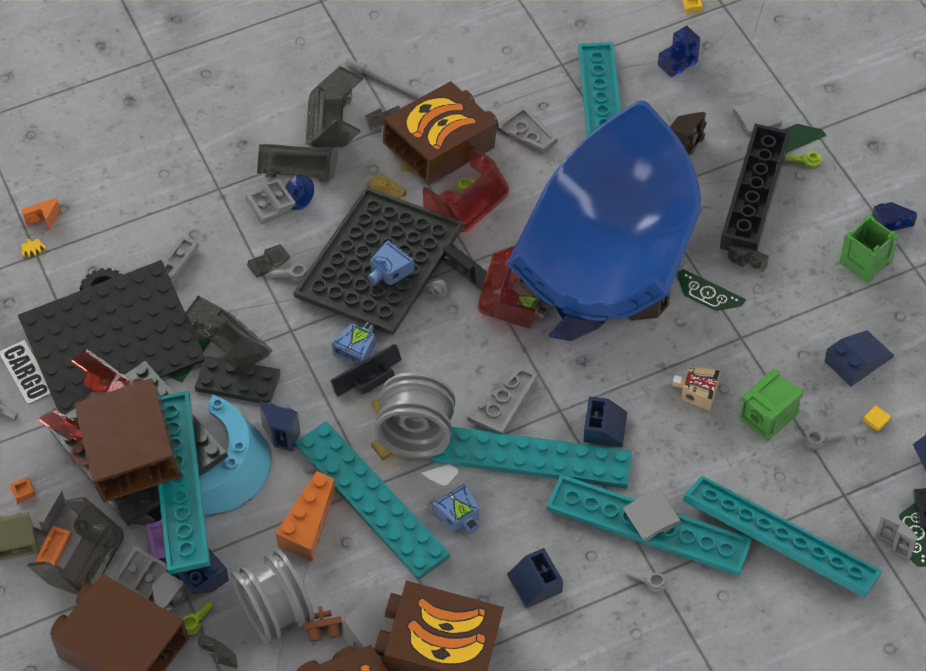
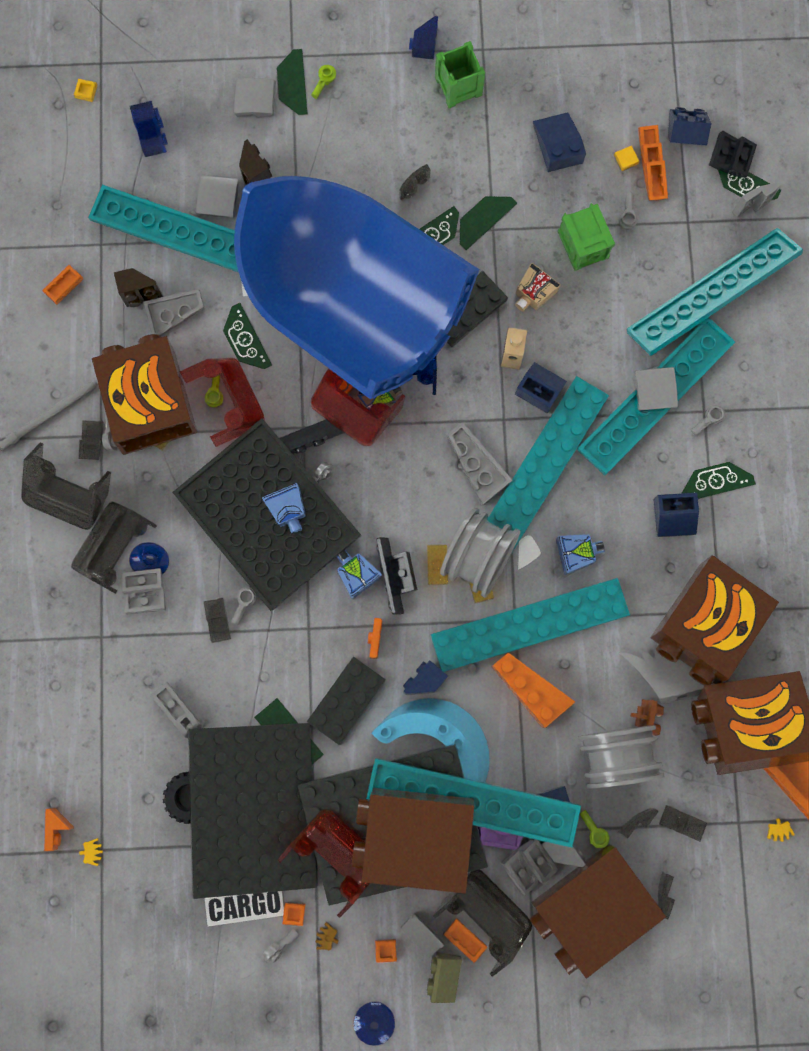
camera: 70 degrees left, 25 degrees up
(19, 442) = (326, 938): none -> pearl gold piece
(31, 408) = (293, 914): none -> orange tile
(227, 332) = (300, 688): clear smoke windscreen -> none
(303, 379) = (374, 638): none -> orange plate
(387, 186) = (178, 473): clear yellow plate -> none
(510, 50) = (62, 284): none -> orange plate
(528, 193) = (244, 339): none -> dark green sticker
(531, 92) = (136, 287): none -> dark brown slope
(591, 611) = (718, 480): none -> dark green sticker
(630, 387) = (514, 346): none -> tan torso
(651, 343) = (482, 302): none -> pearl dark grey plate
(748, 326) = (482, 218): none -> dark green sticker
(755, 187) = (344, 138): black brick -> none
(884, 441) = (653, 163): none -> orange slope

